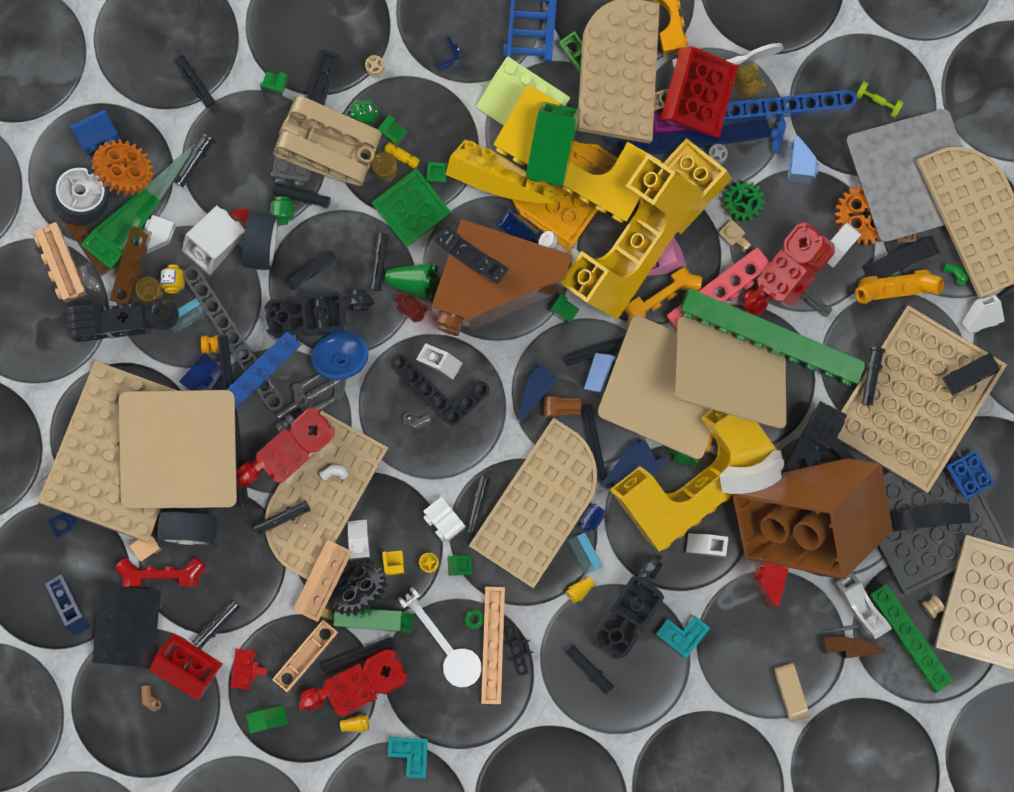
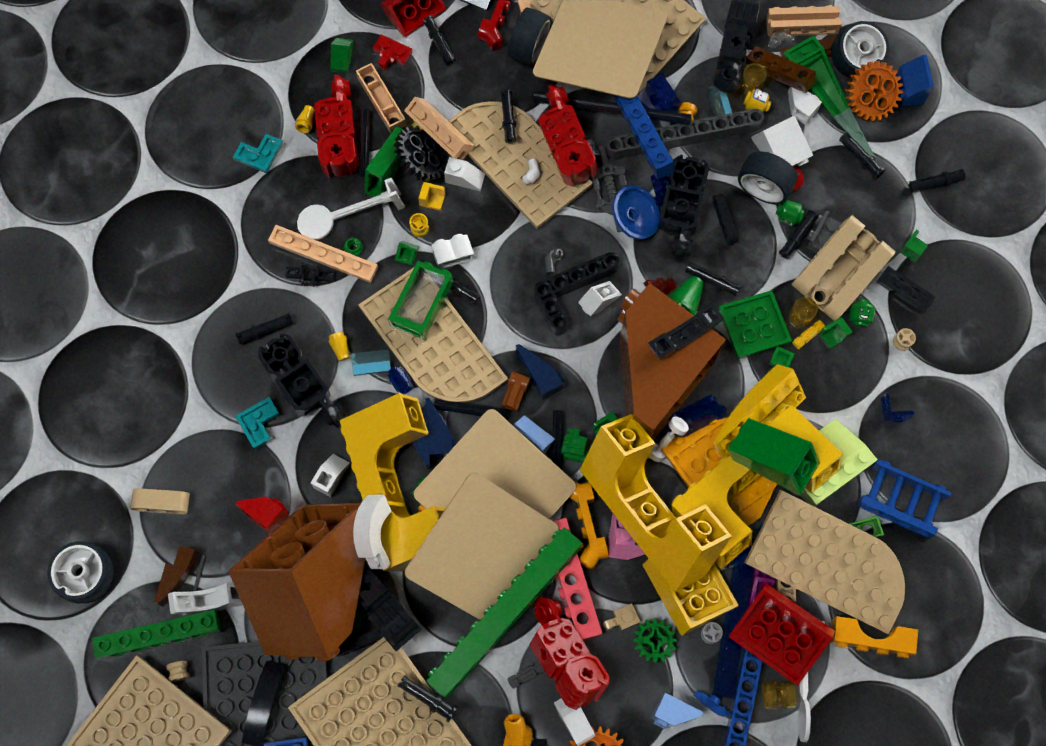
camera: 110 degrees right, 10 degrees down
(306, 343) = (659, 188): none -> clear blue cone
(508, 526) = (421, 299): none -> window
(597, 332) = (574, 446): none -> green hair
(868, 735) = (93, 580): none -> white wheel

